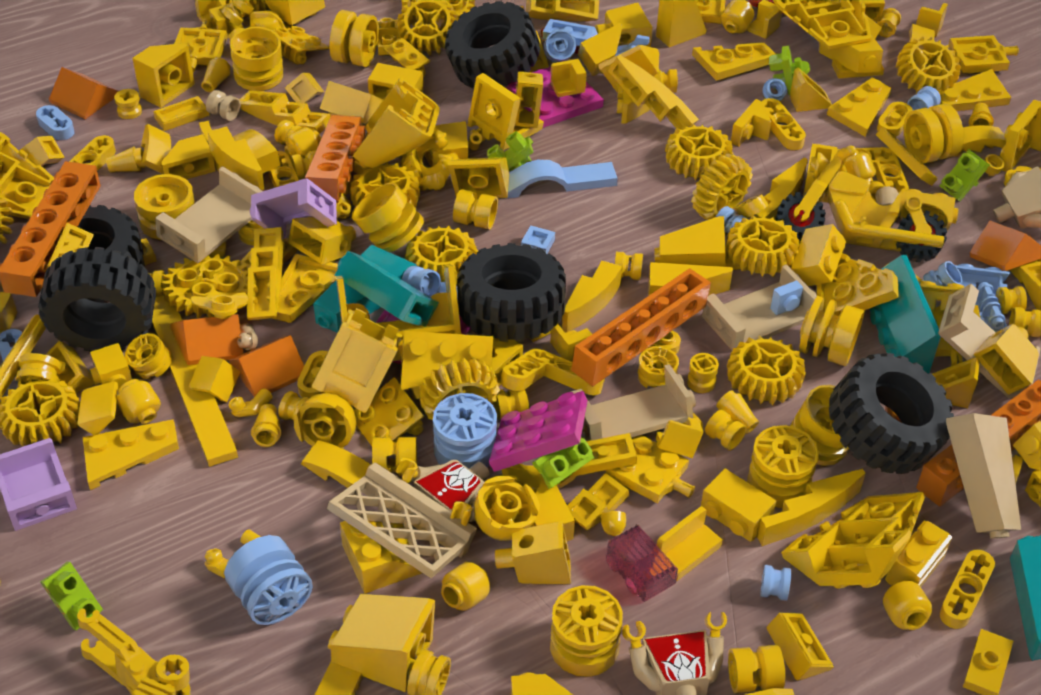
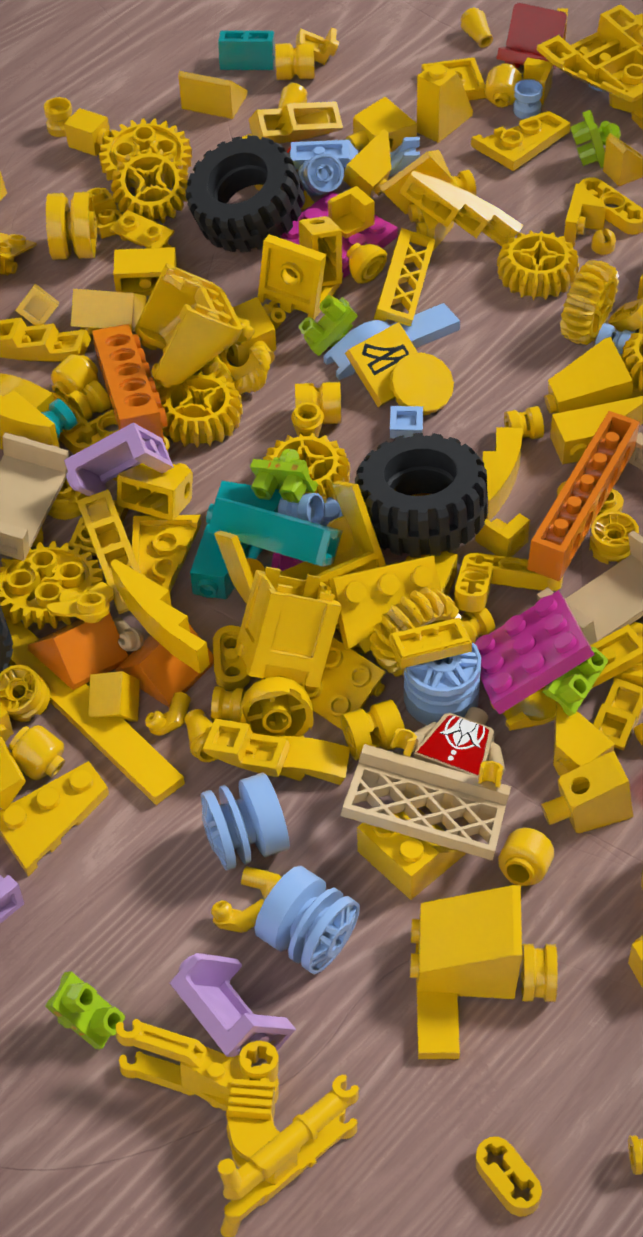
camera: 15 degrees left, 5 degrees up
(171, 626) = (207, 992): none -> lavender panel
(258, 494) = (244, 821): none -> light blue wheel
(269, 326) = (154, 611): none -> yellow slope
(273, 170) = (60, 415): none -> teal wheel
(284, 129) = (43, 366): yellow wheel -> none
(288, 442) = (242, 748): none -> yellow slope
(387, 217) = (227, 441): yellow wheel -> none
(412, 251) = (282, 473): none -> lime hips
(457, 399) = (430, 642): none -> yellow plate
(458, 217) = (307, 419): none -> yellow cone
(480, 176) = (307, 361): yellow slope -> none
(505, 507) = (536, 753): yellow cylinder -> none
(543, 194) = (377, 358): none -> yellow tile
(563, 214) = (422, 382): none -> yellow tile
(564, 117) = (366, 262): none -> yellow brick
(584, 131) = (393, 277): none -> yellow fence
(752, 29) = (528, 97): none -> light blue wheel
(763, 153) = (598, 242): none -> yellow hinge
(775, 83) = (588, 159): light blue plate -> none

